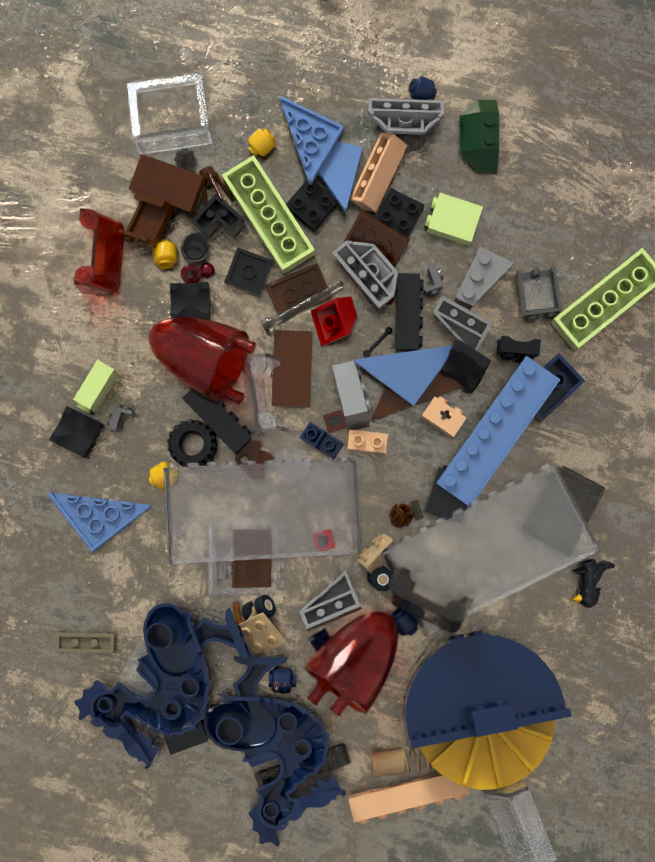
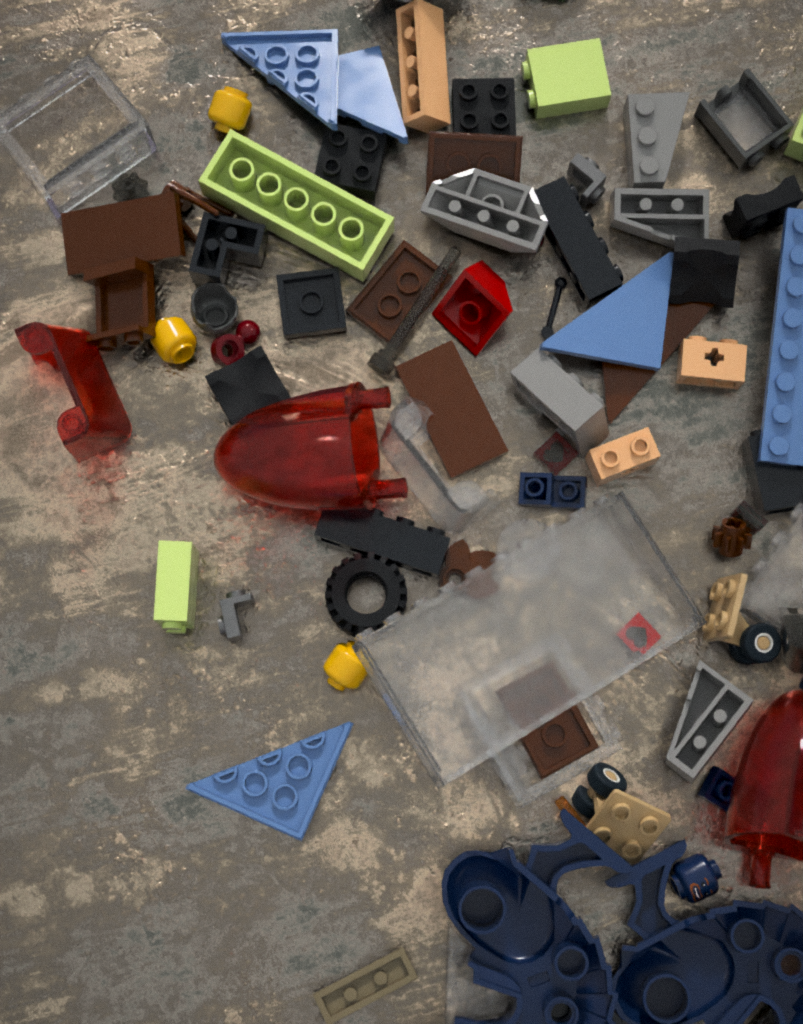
camera: 30 degrees left, 5 degrees down
(76, 432) = (180, 670): black brick -> none

